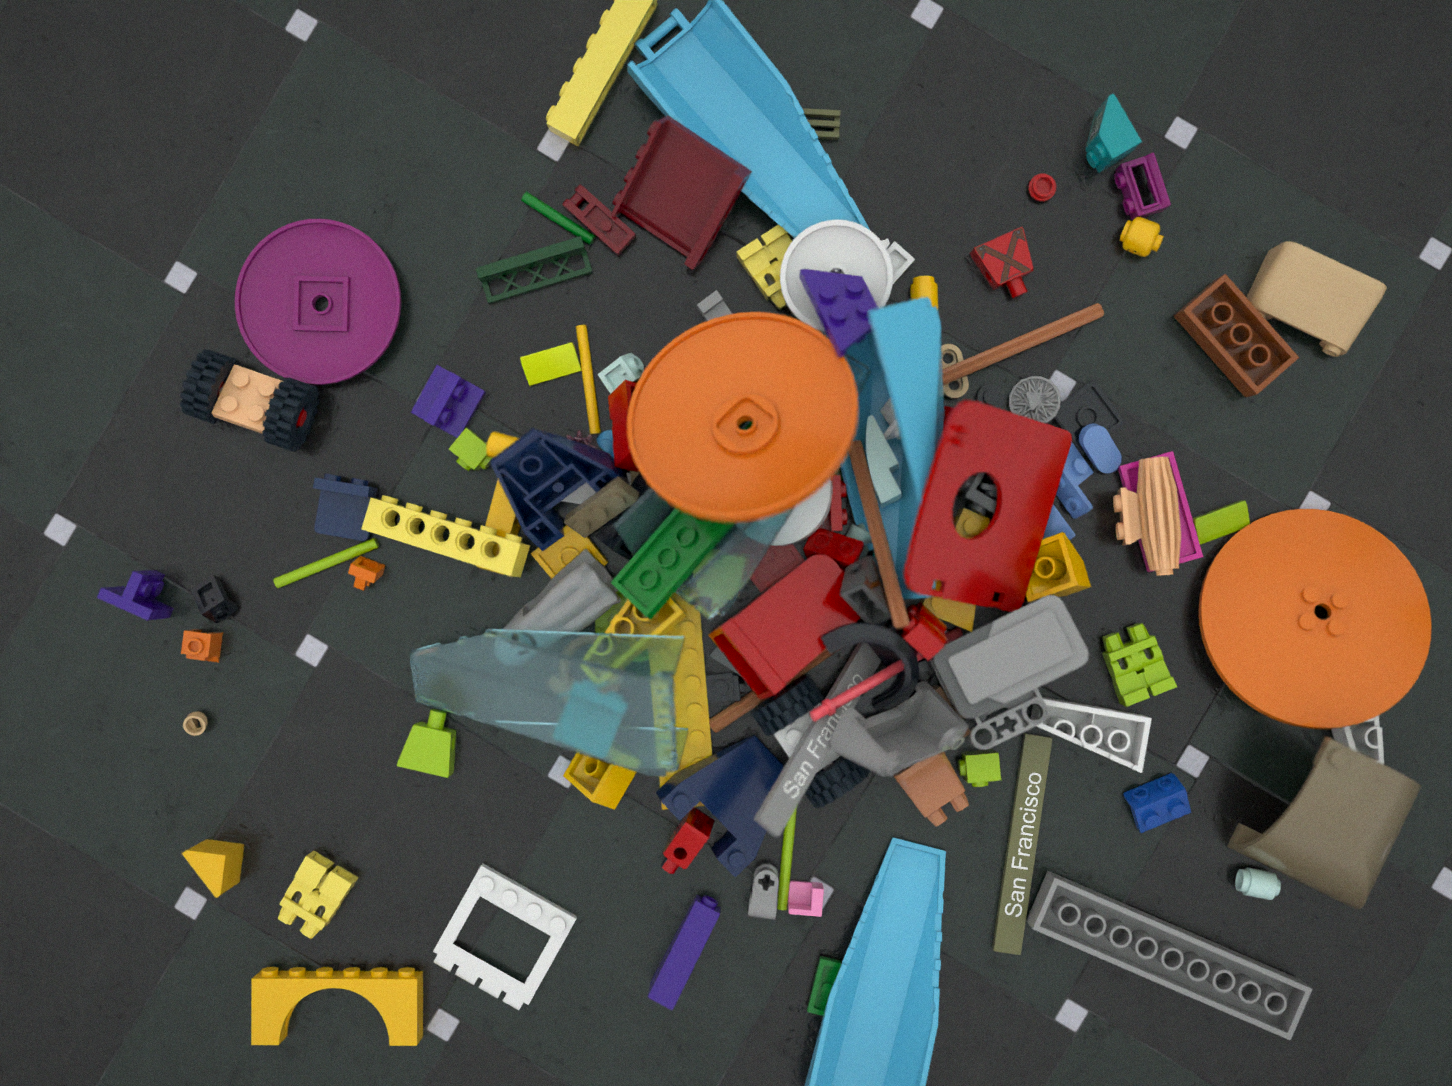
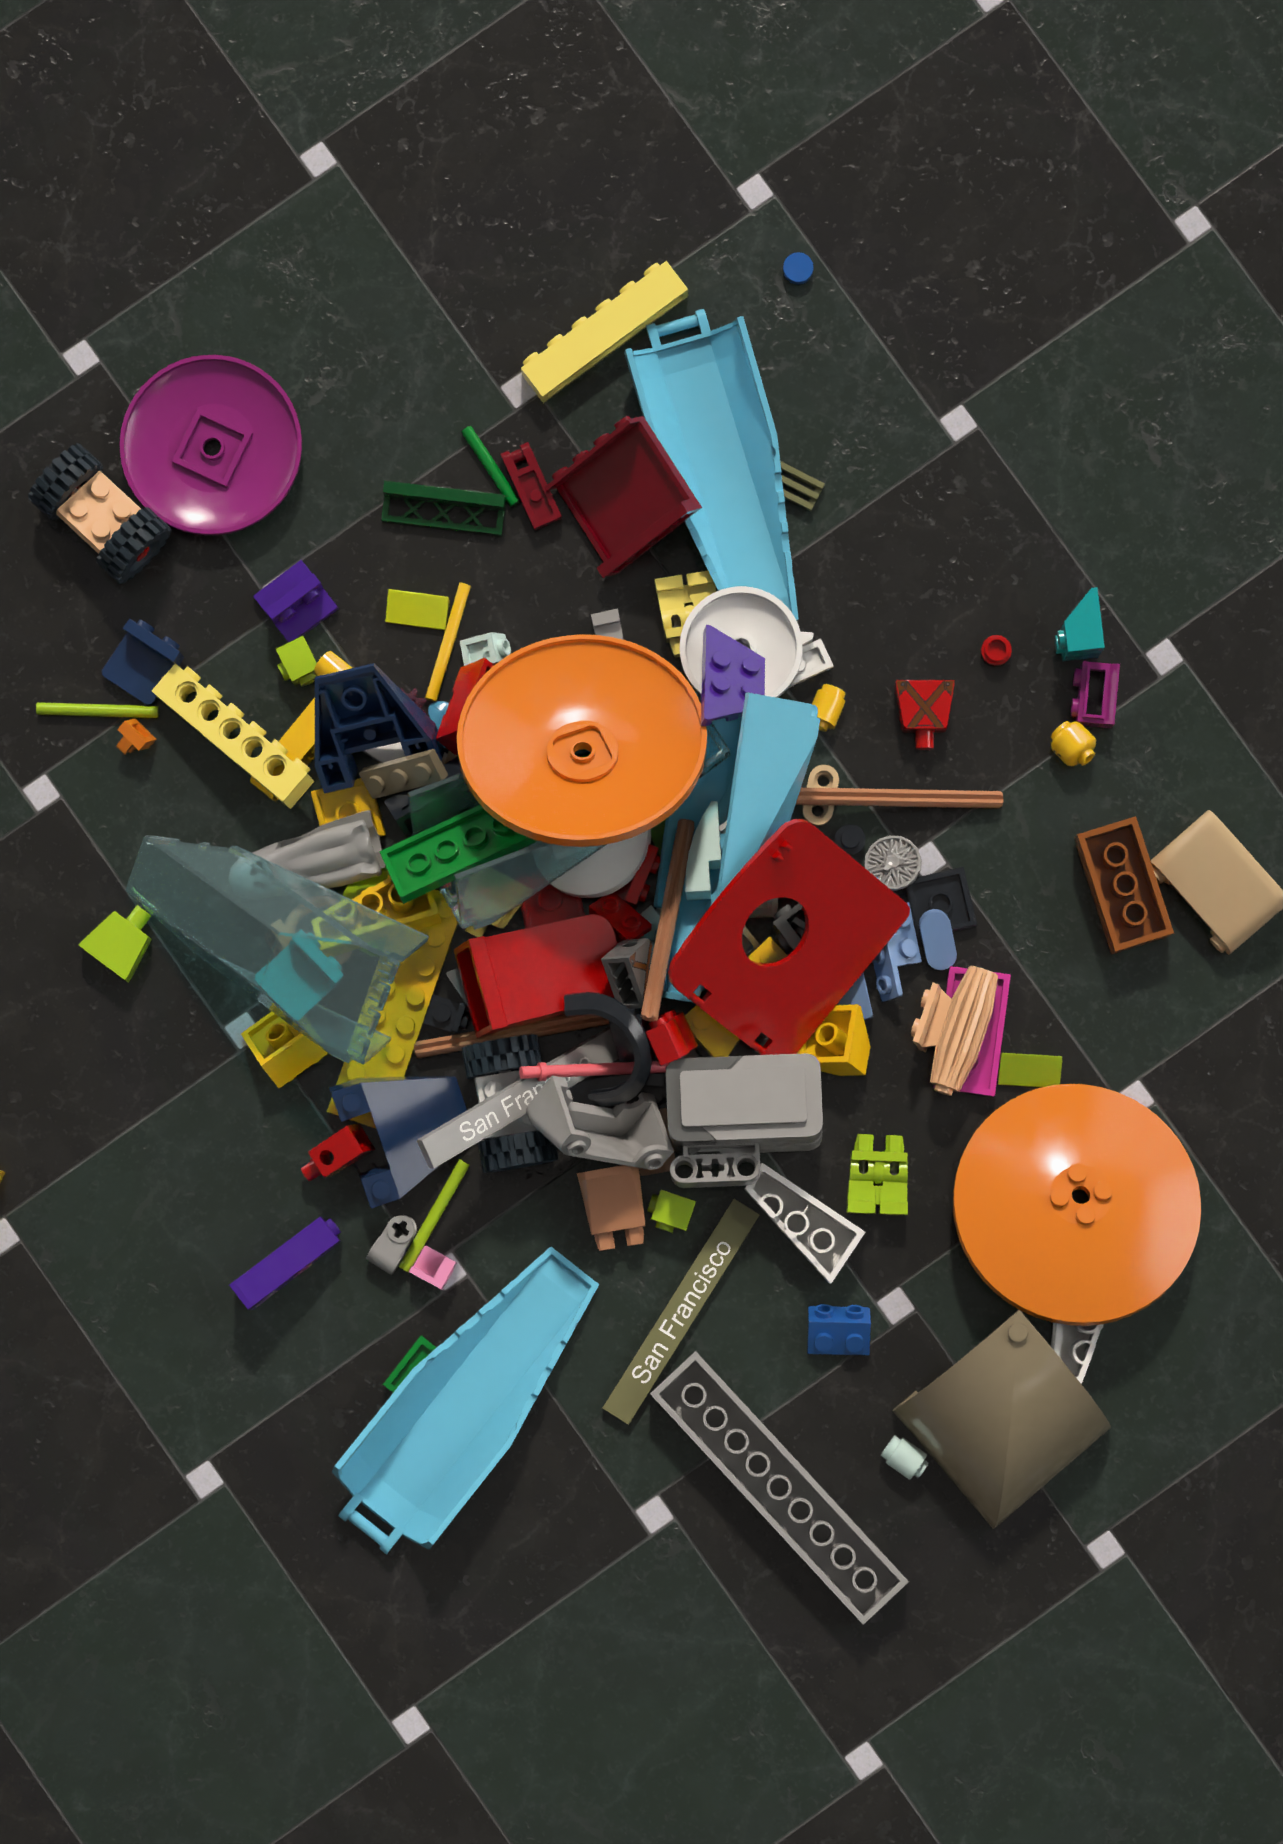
camera: 25 degrees right, 5 degrees down
(520, 903) = (139, 1146): white hinge -> none

